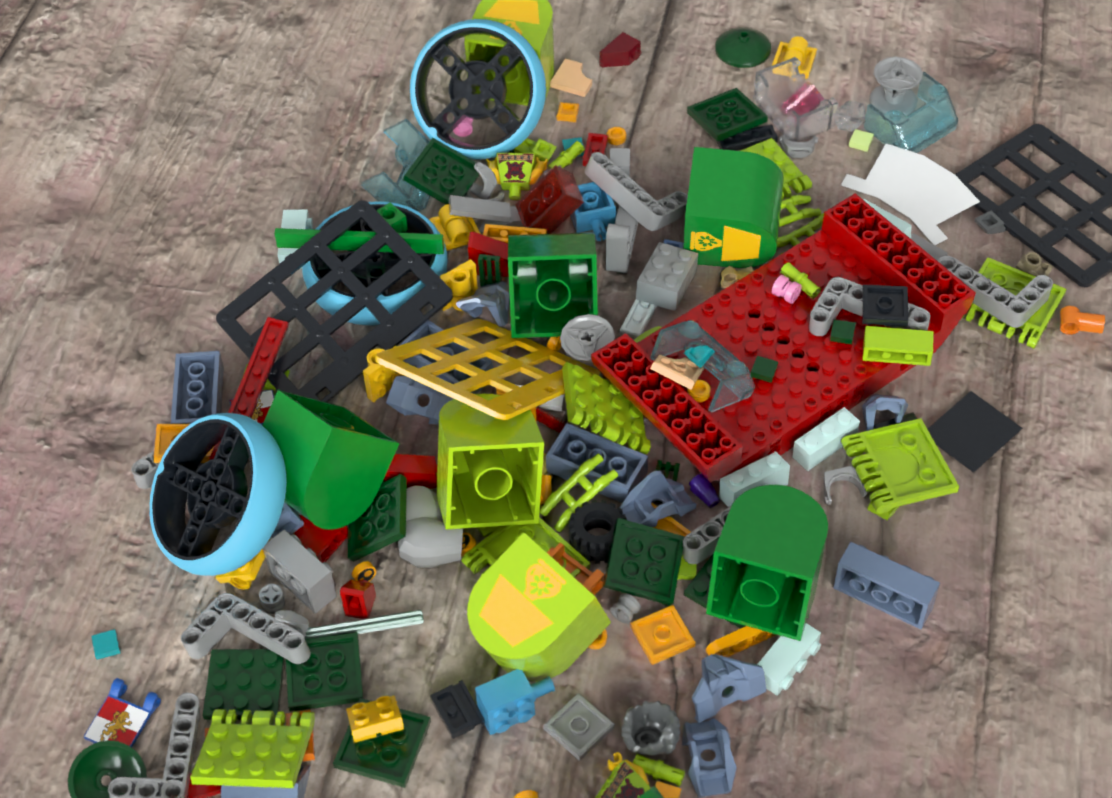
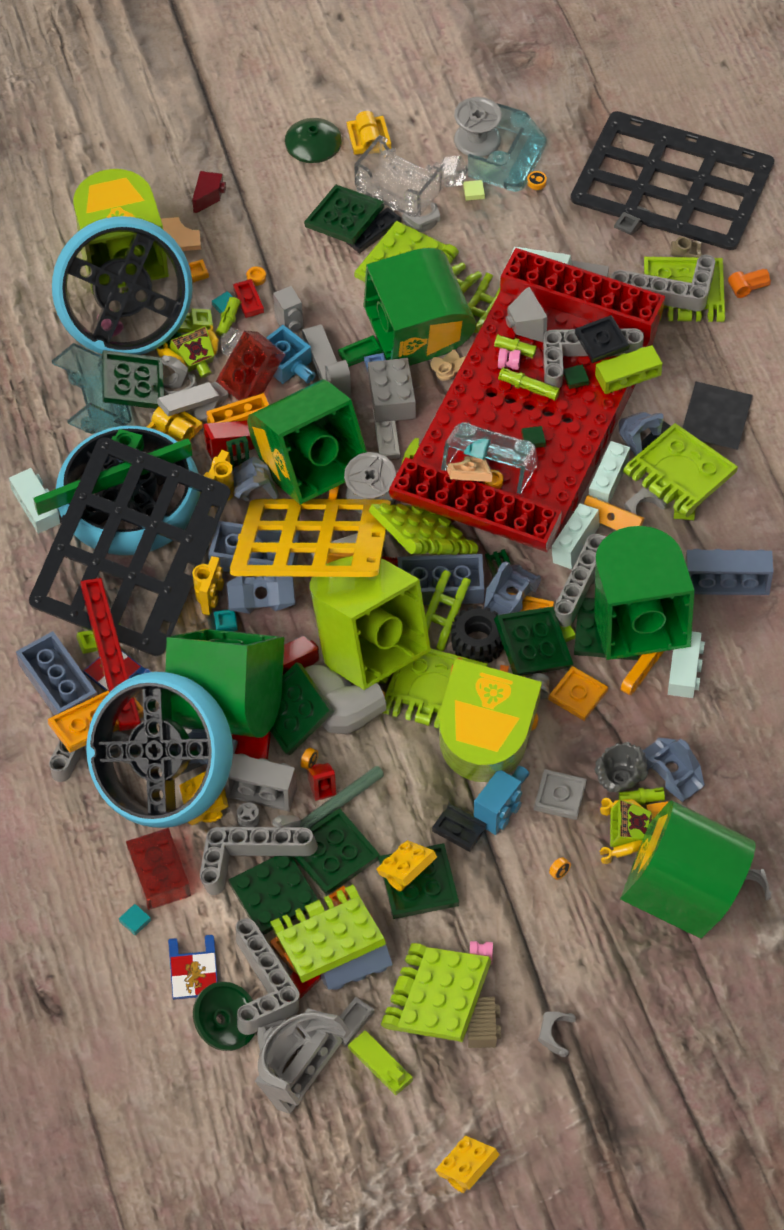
camera: 30 degrees left, 5 degrees up
(156, 607) = (158, 868): none -> clear red brick
(381, 413) = (225, 620): none -> teal tile
(632, 197) = (315, 328): light grey beam -> none
(671, 232) = (357, 351): none -> green tile
(704, 490) = (539, 562): dark purple cone -> none
(725, 682) = (654, 704): sand blue piece -> none
(786, 313) = (528, 383): none -> lime pin
(803, 100) = (405, 174): clear pink slope -> none
(805, 479) = (622, 517): none -> light orange tile
(824, 256) = (527, 316): none -> light grey slope
(915, 188) = (546, 217): white sticker -> none
(928, 151) = (536, 180): none -> light orange tile

